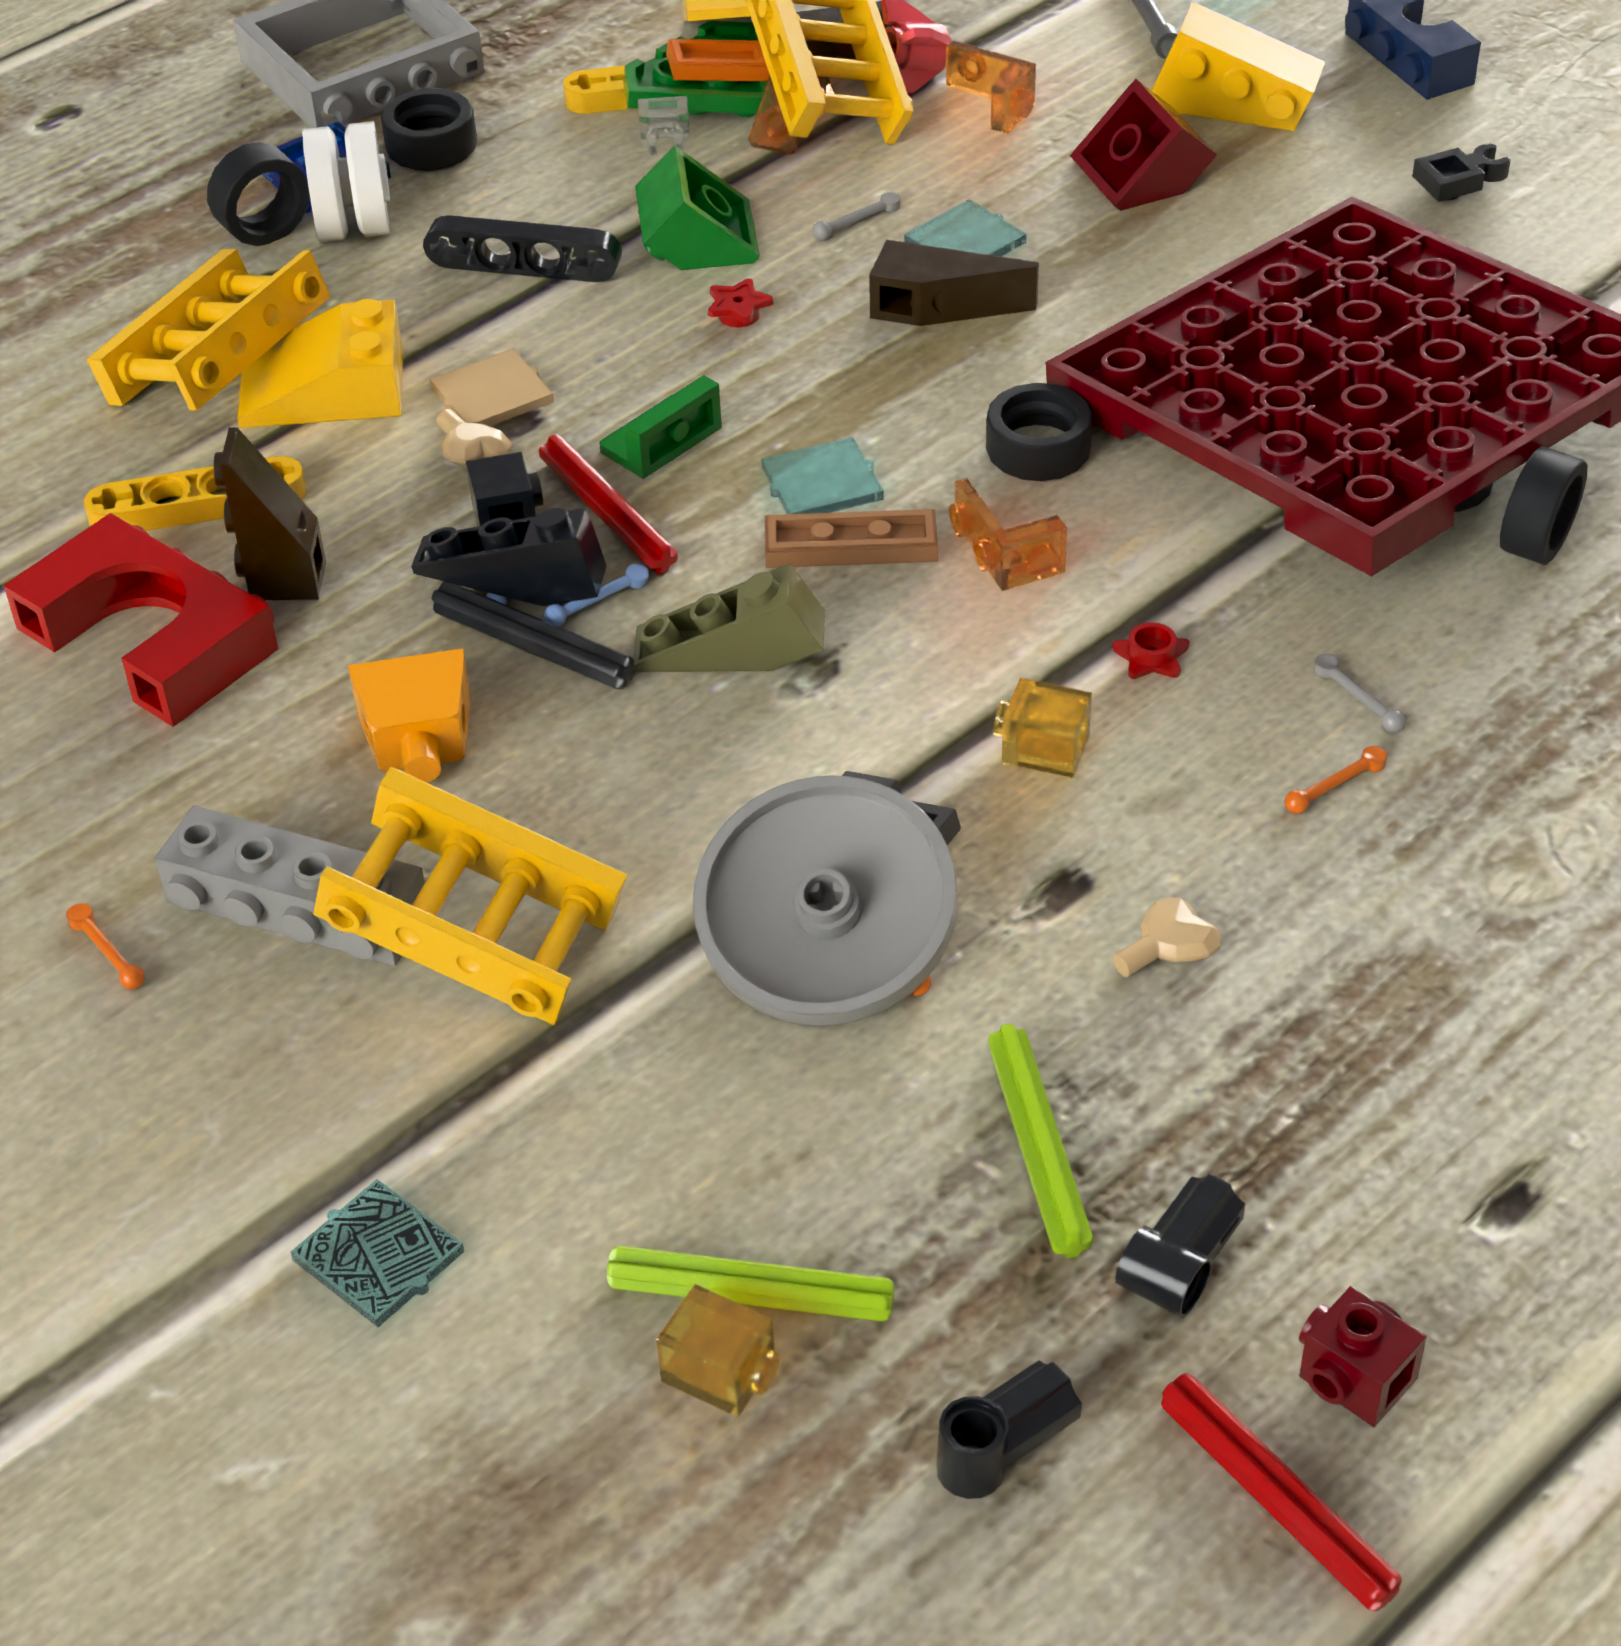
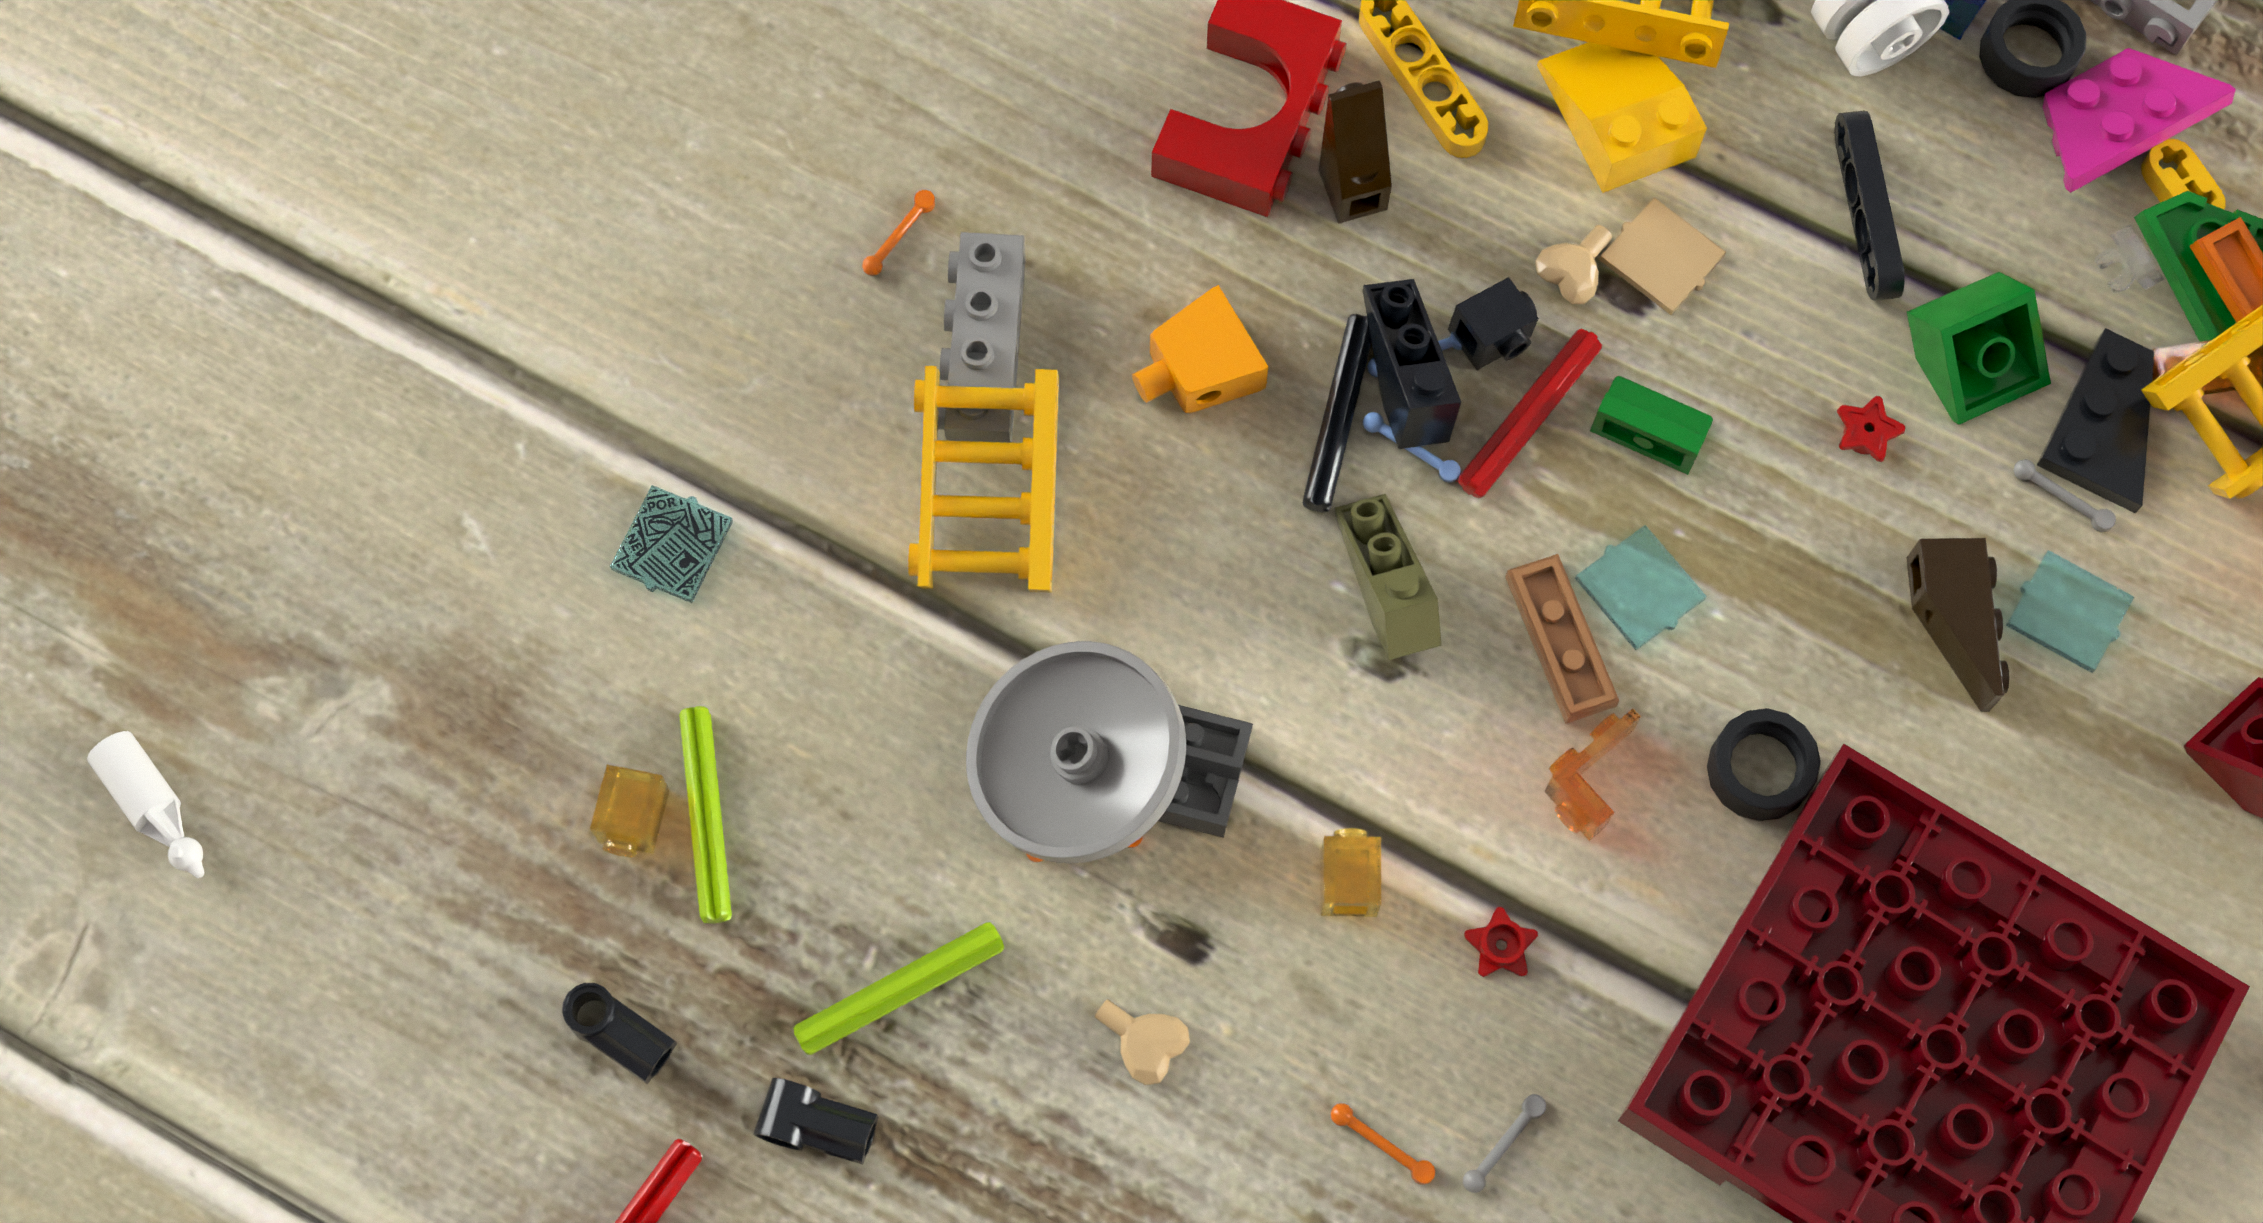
camera: 70 degrees right, 25 degrees up
(523, 96) = (2124, 111): none -> dark pink wing
(801, 178) = (2106, 423): none -> black wing

